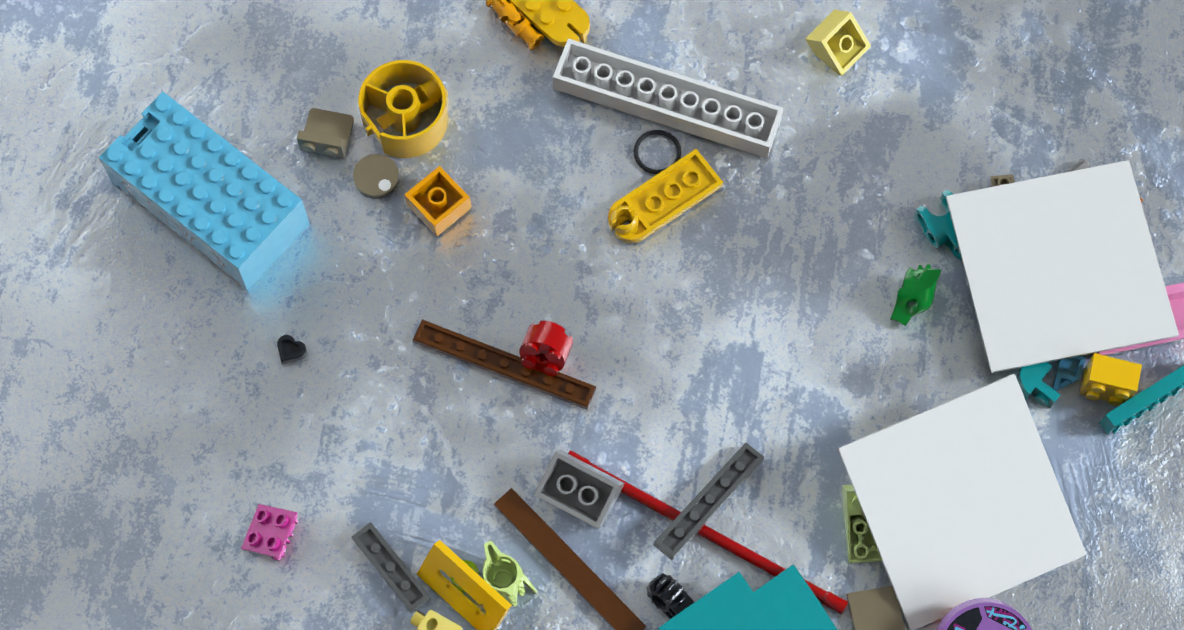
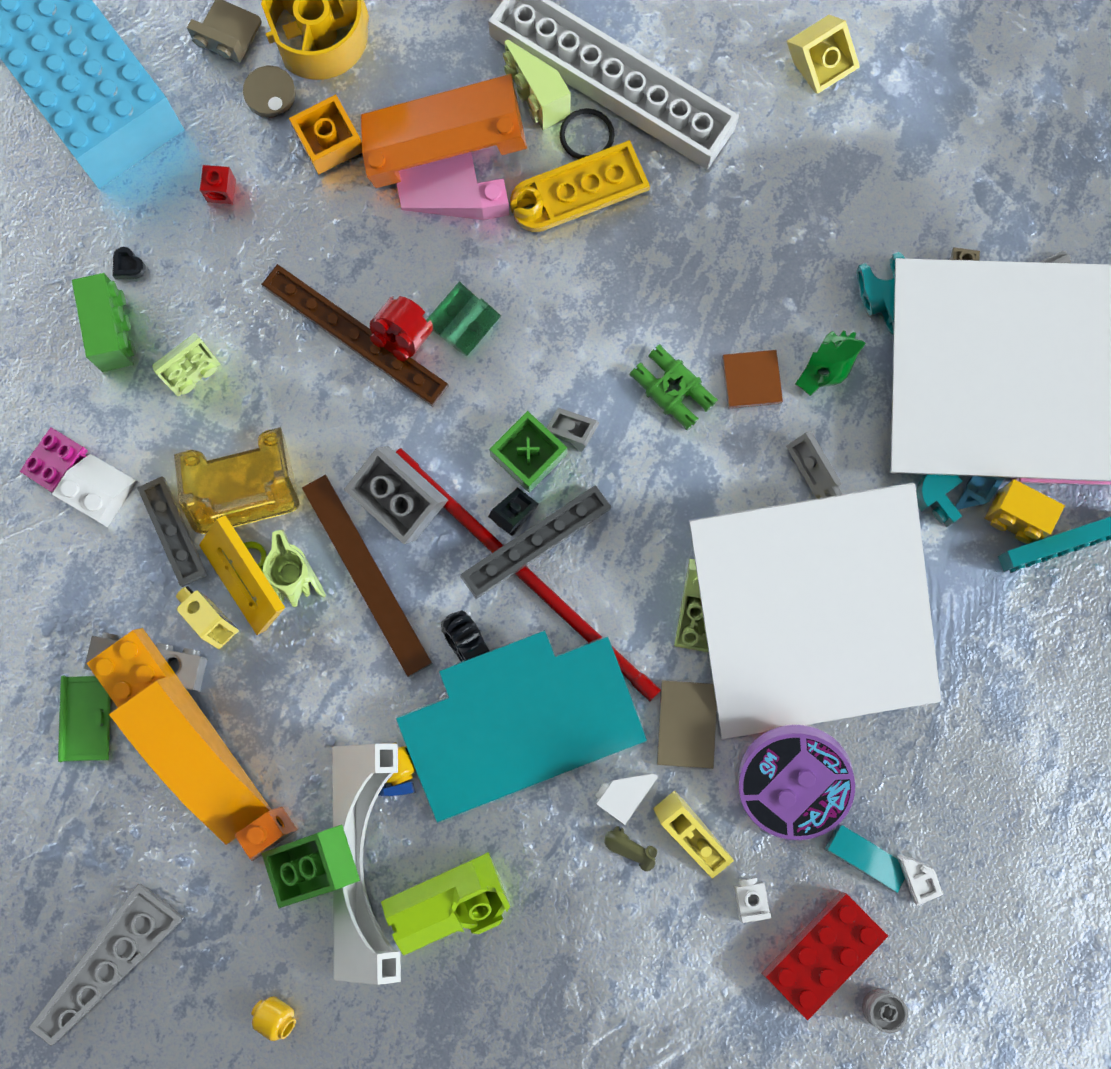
camera: 15 degrees right, 10 degrees up
(288, 401) = (103, 322): none -> bright green brick
(313, 548) = (95, 489): none -> white slope
(354, 264) = (217, 184): none -> red brick
(368, 420) = (186, 365): none -> yellowish green slope
(443, 512) = (237, 486): none -> clear yellow windscreen
(535, 174) = (441, 128): none -> orange slope
(543, 212) = (452, 190): none -> bright pink wedge
(594, 329) = (463, 319): none -> clear green slope
(608, 120) = (538, 86): none -> yellowish green slope
(681, 427) = (528, 451): none -> bright green brick
(681, 481) = (513, 511): none -> black slope
(713, 398) = (572, 428): none -> light grey slope
(787, 333) = (674, 373): none -> bright green pin
(853, 323) = (752, 379): none -> dark orange tile
(925, 382) = (814, 466): none -> light grey hinge

